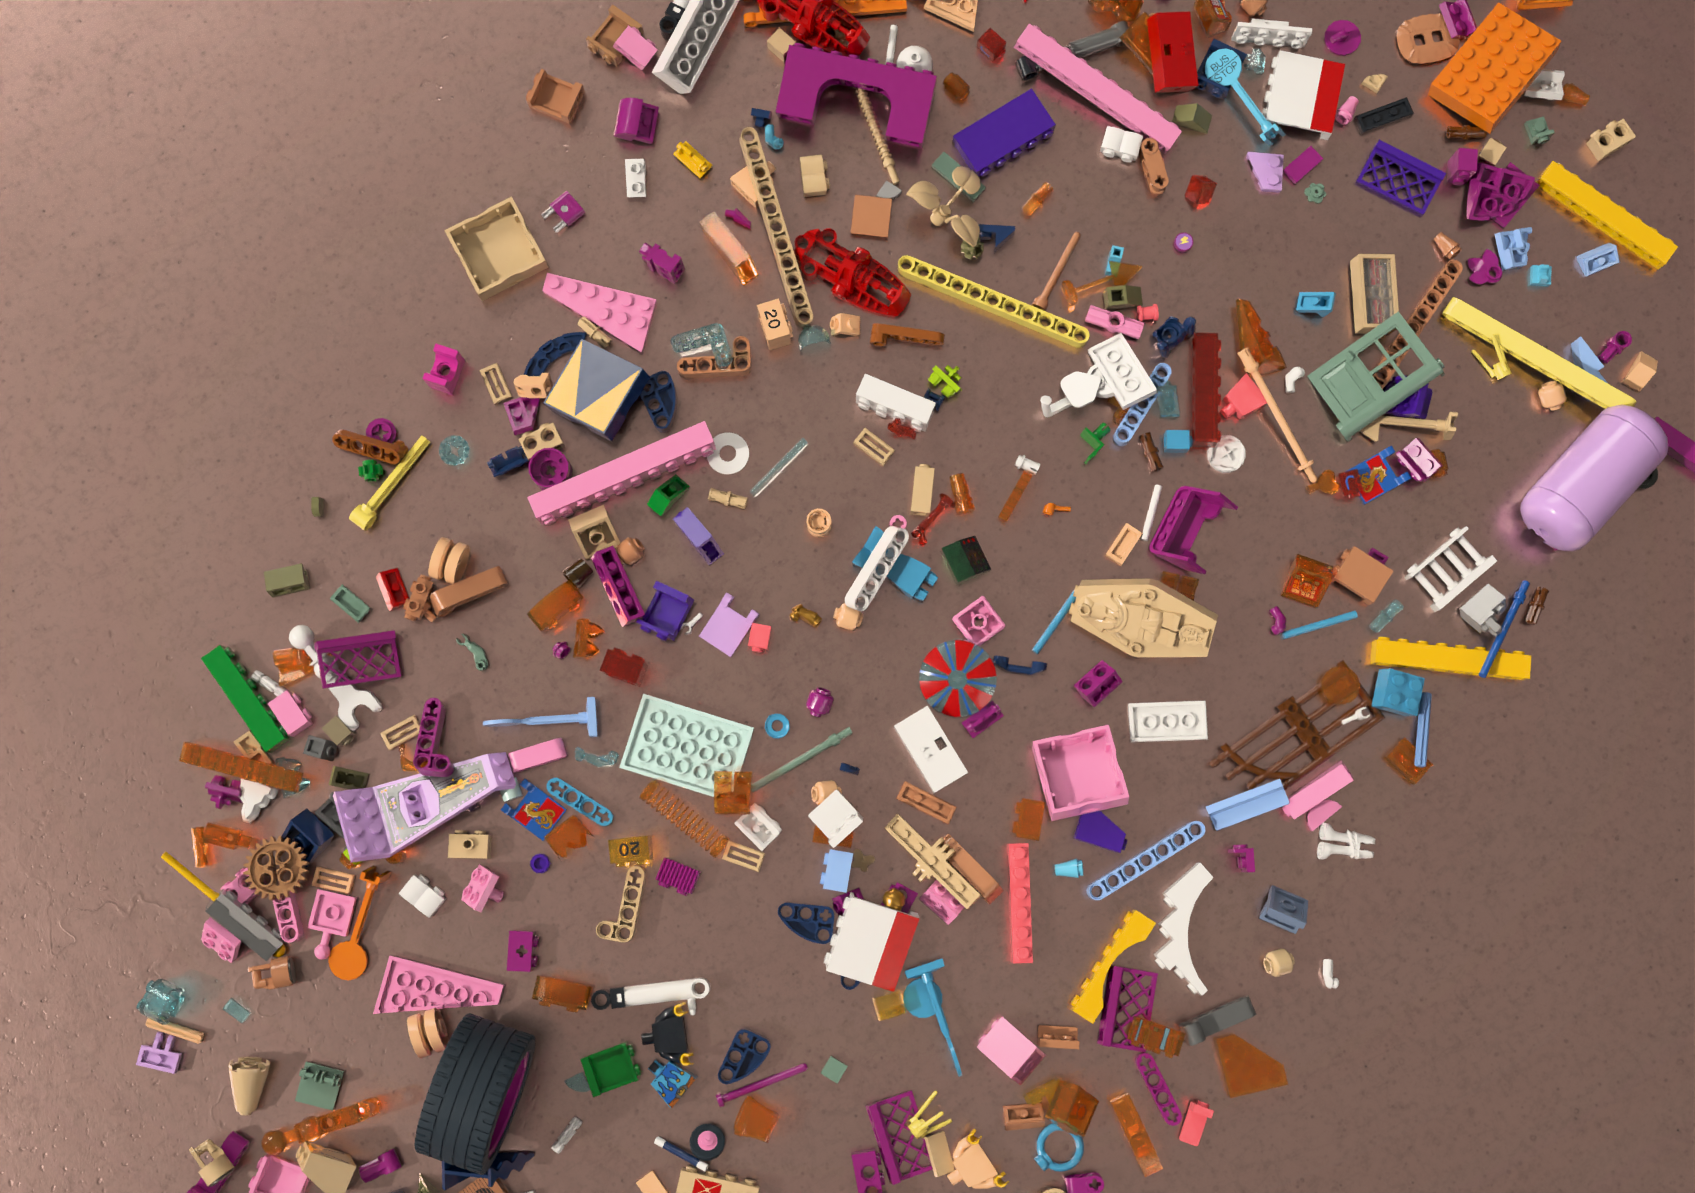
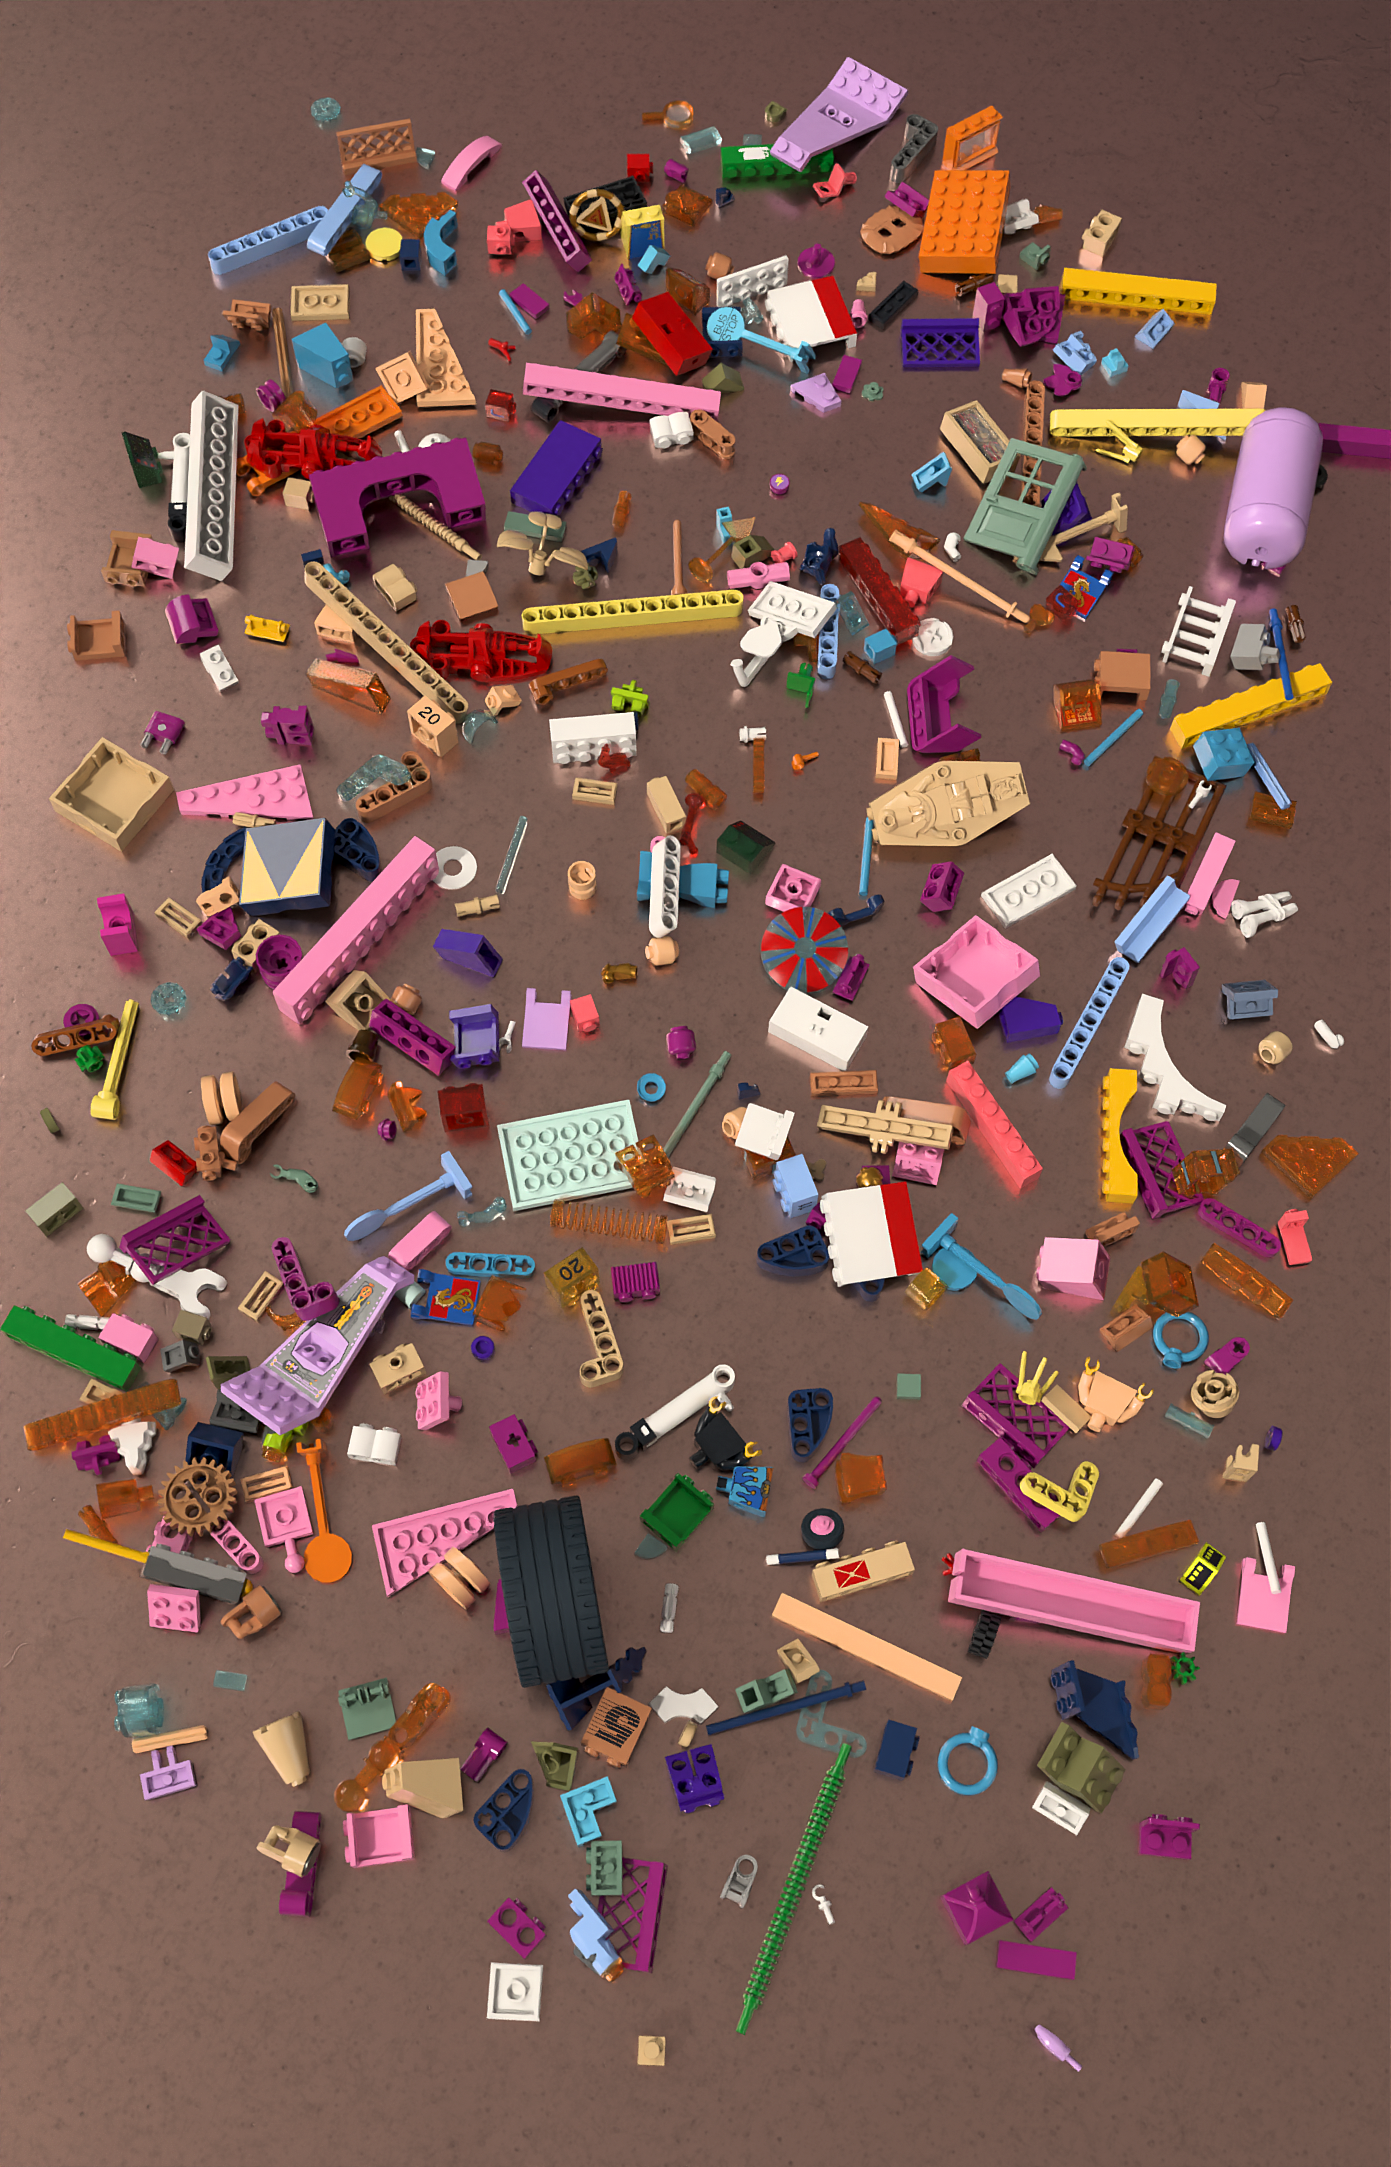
camera: 30 degrees left, 15 degrees down
(667, 495) = (414, 931): green slope -> none
(1200, 189) = (767, 433): clear red panel -> none

